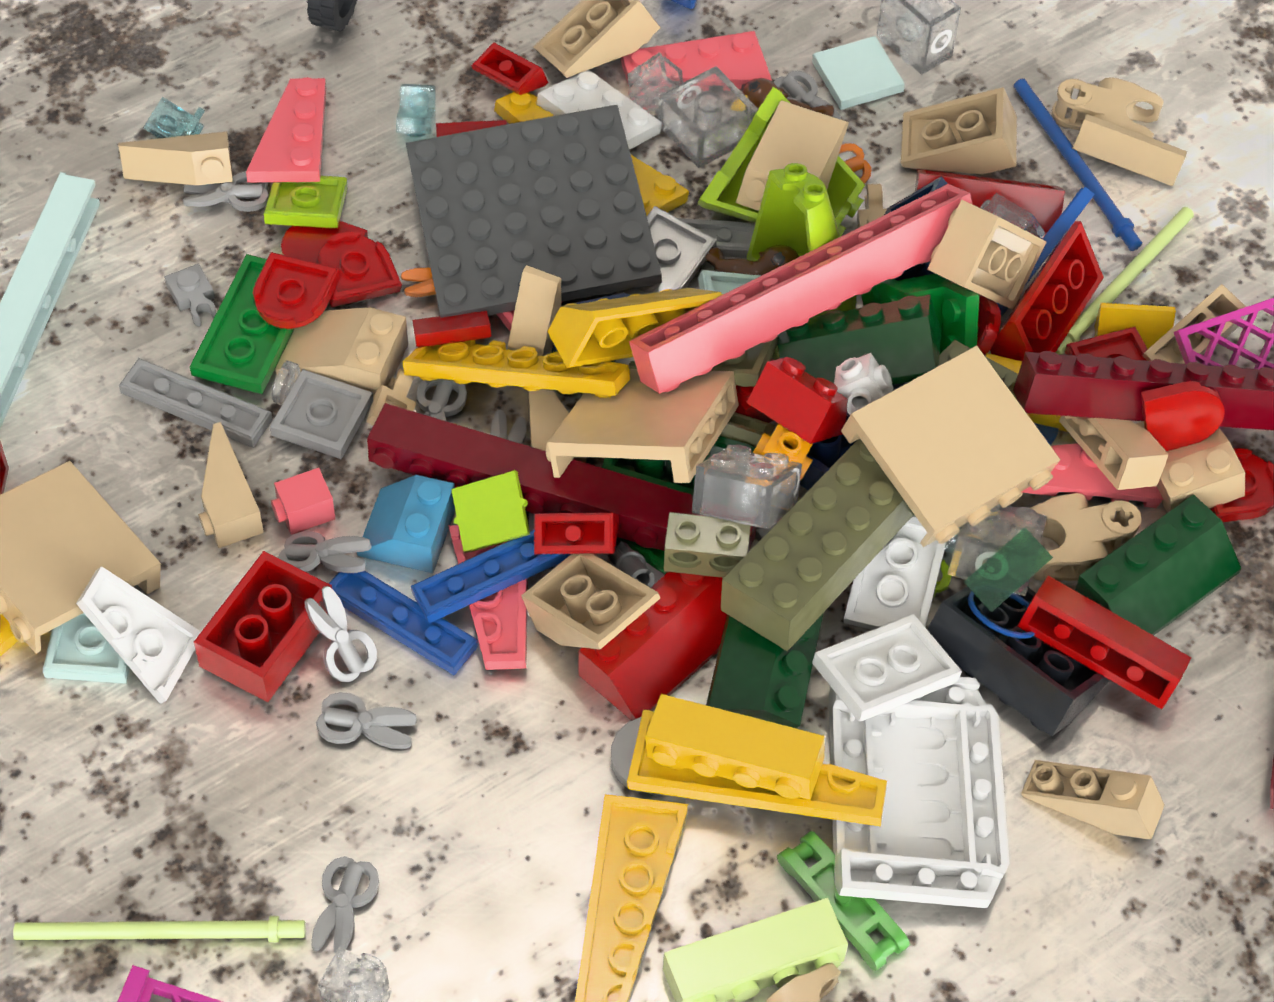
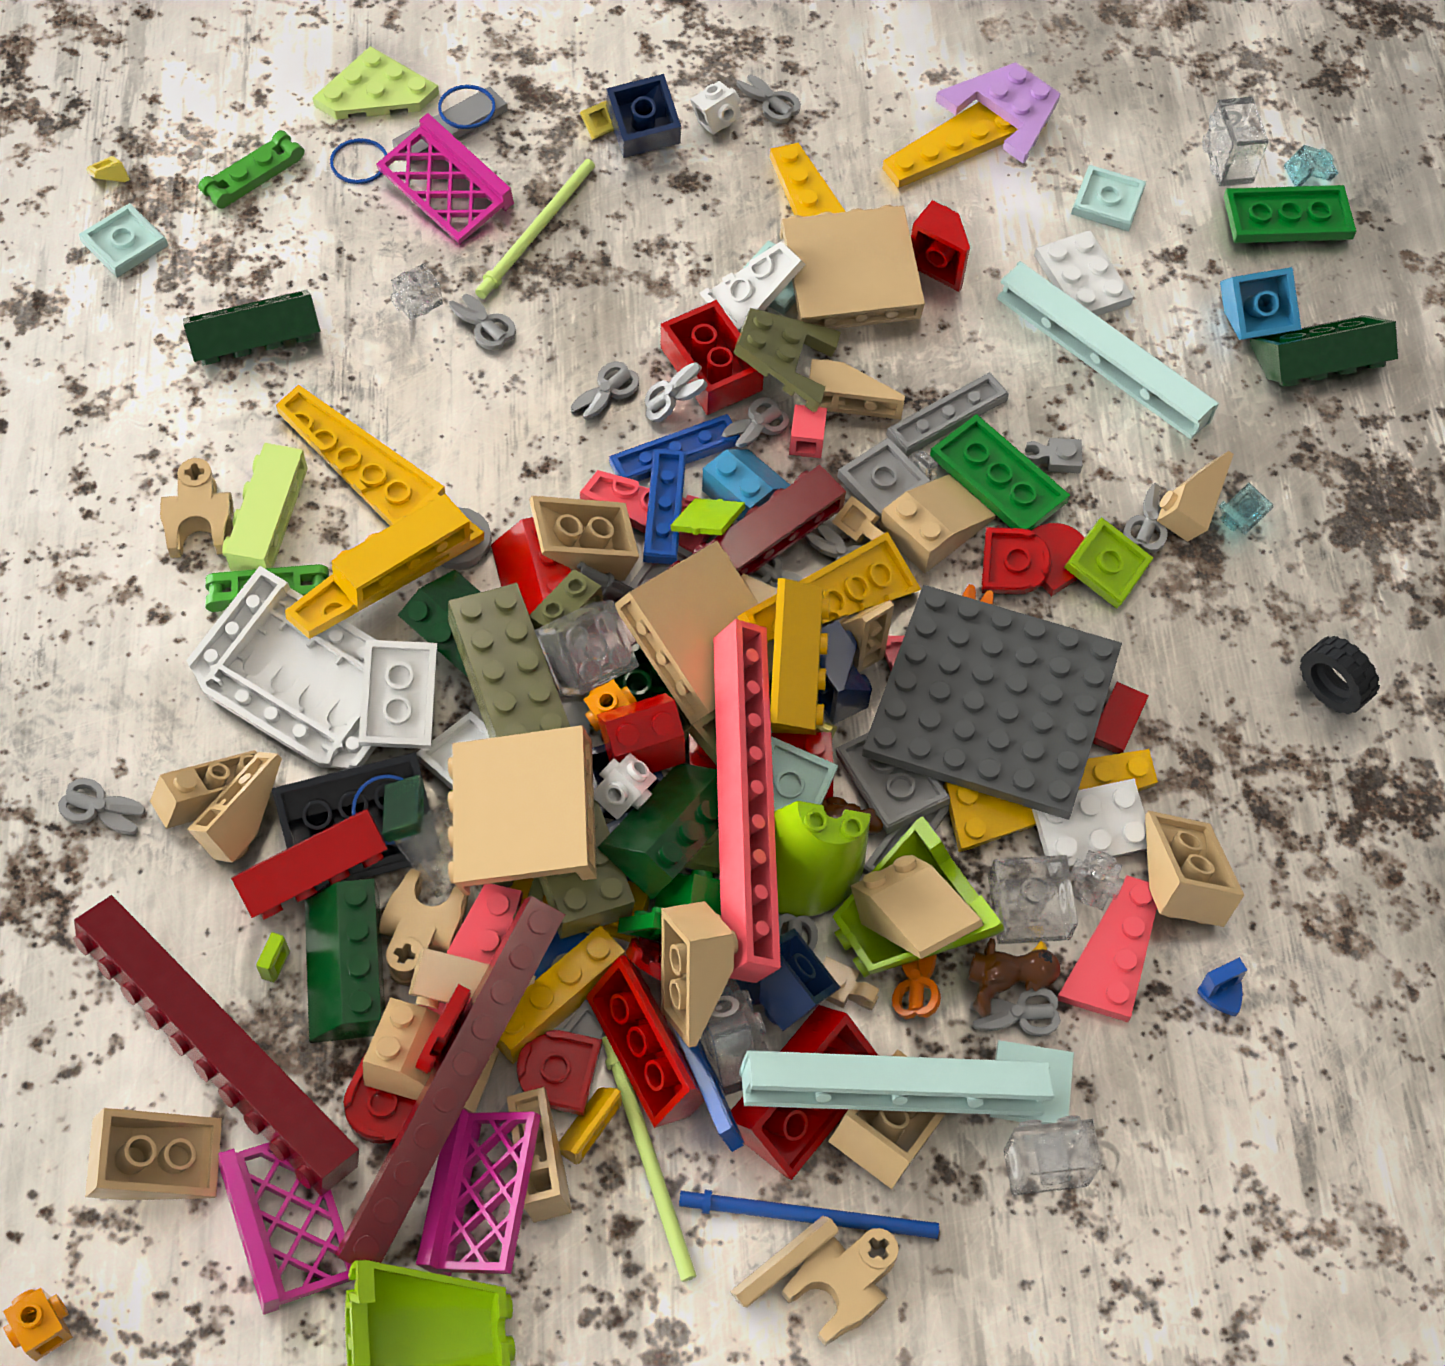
camera: 120 degrees right, 5 degrees up
(229, 559) = (774, 347): none -> olive wing
(293, 137) = (1184, 583): coral wing -> none
(293, 290) = (1007, 500): red tile -> none
(416, 110) = (1165, 683): clear light blue bracket -> none
(451, 329) = (906, 585): red tile -> none
(510, 70) = (1179, 779): red slope -> none
(575, 533) = (649, 553): red slope -> none
(955, 116) = (895, 1083): none -> light aqua tile
(1096, 742) = (237, 812): none -> tan slope
(1186, 877) = (105, 807): none -> light grey piece
(1203, 632) = (273, 957): none -> lime tile

